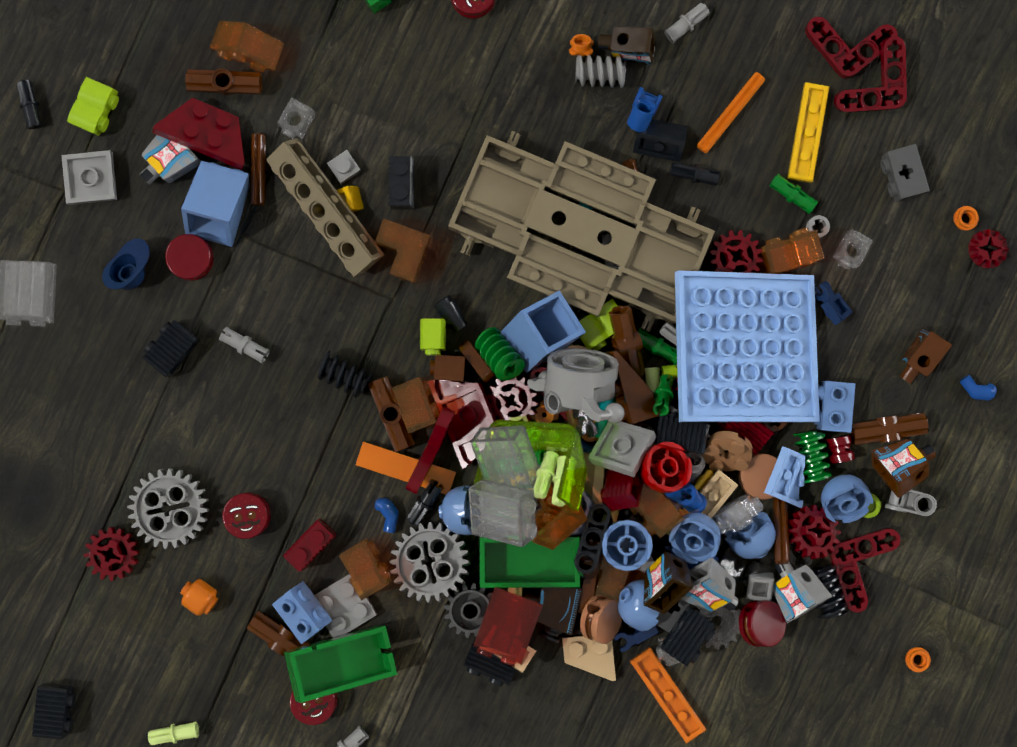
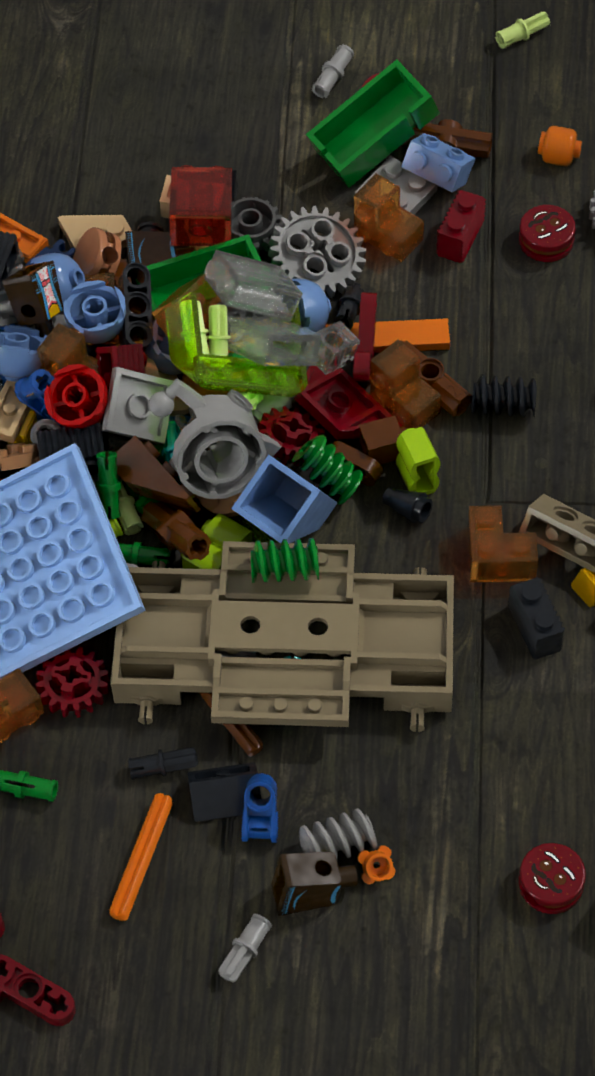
camera: 160 degrees right, 30 degrees down
(390, 513) = (386, 288): blue arm -> none
(446, 459) = (336, 347): none -> clear brick
(564, 273) = (284, 560): none -> green piece
(808, 132) = (26, 871): yellow tile -> none

